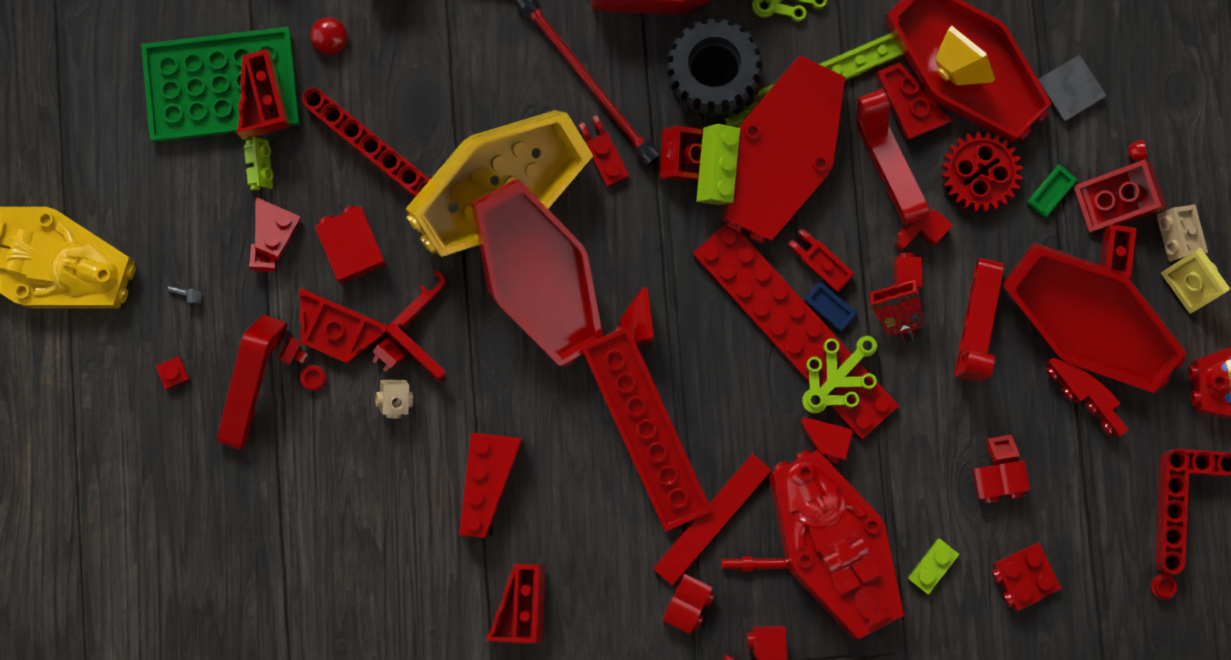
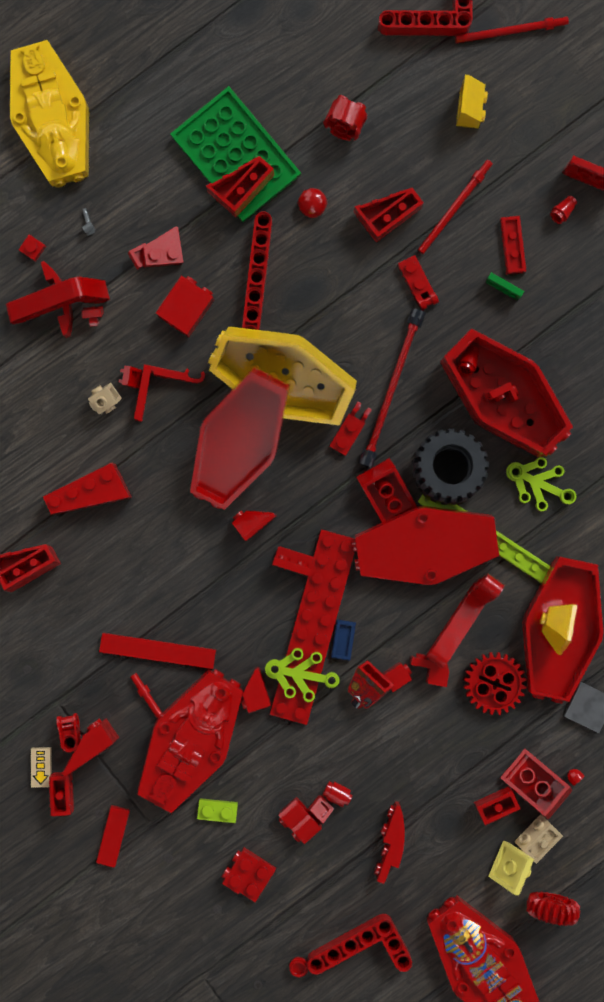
camera: 55 degrees right, 5 degrees up
(221, 369) = (66, 320): none -> red slope
(258, 152) = (206, 208): lime hinge -> none
(313, 377) = (86, 338): red tile -> none
(335, 328) = (125, 332): red wing -> none
(646, 428) = (186, 572): red plate -> none
(688, 603) = (93, 669): red brick -> none
(708, 305) = (293, 561): none -> red bracket
(718, 164) = (387, 509): lime brick -> none
(822, 262) = (369, 617): red hinge -> none
(909, 103) = (510, 608): red wing -> none
(972, 358) = (393, 743): red beam -> none
(996, 420) = (337, 794): none -> red brick
(1052, 191) = (512, 736): green tile -> none
(1094, 318) = (443, 817): red container -> none

